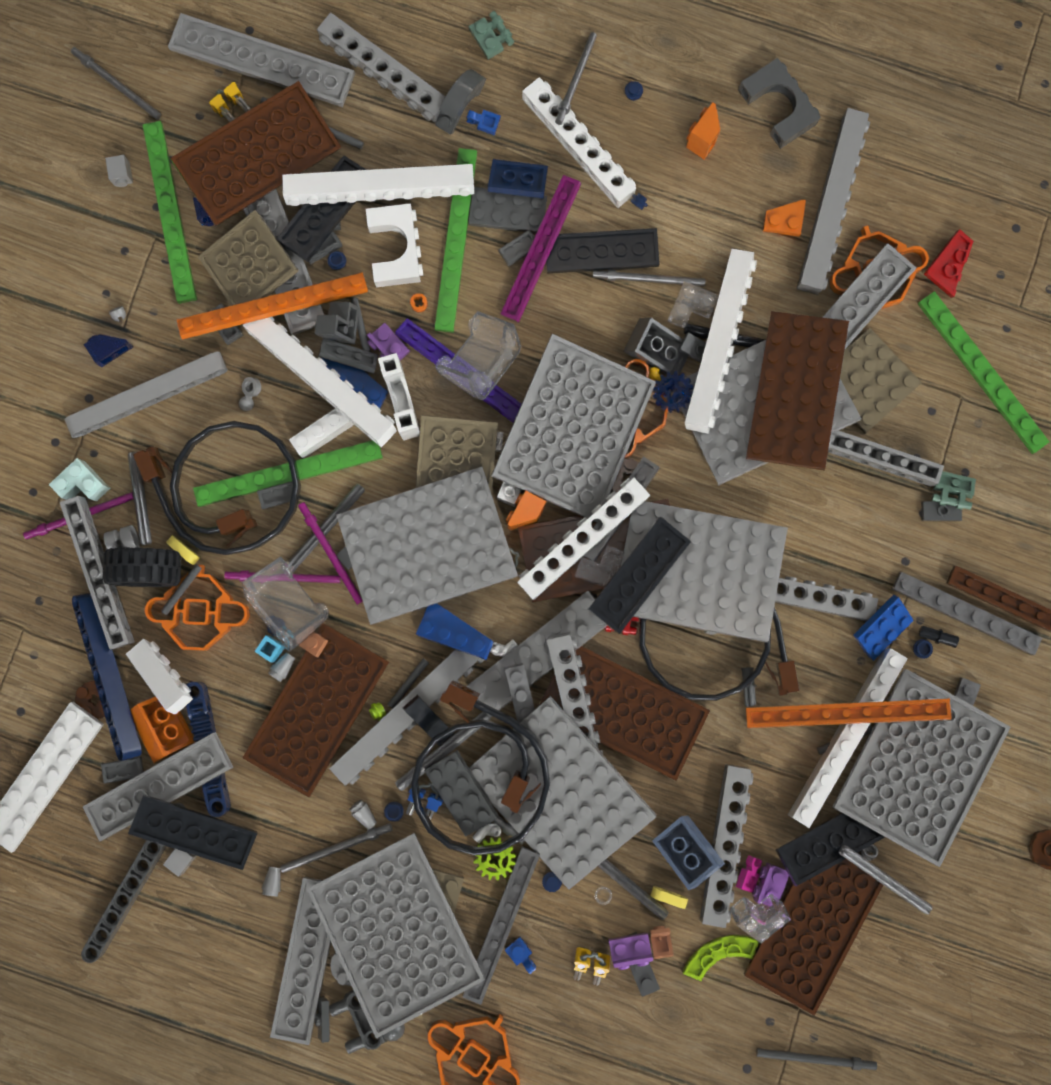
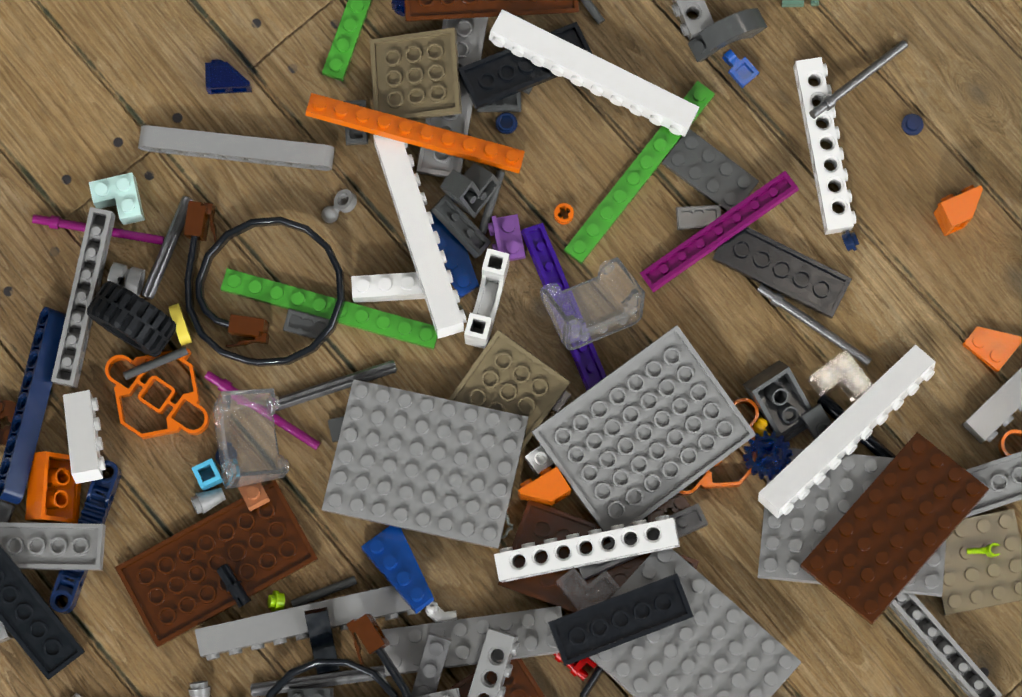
camera: 30 degrees right, 5 degrees down
(117, 312) = (256, 49): light grey hinge -> none
(311, 521) = (324, 370): magenta bar -> none
(338, 719) = (233, 585): none -> black axle
(401, 220) = (573, 172): white arch -> none
(517, 178) = (738, 146): dark blue plate -> none
(870, 368) = (984, 550): none -> lime hand

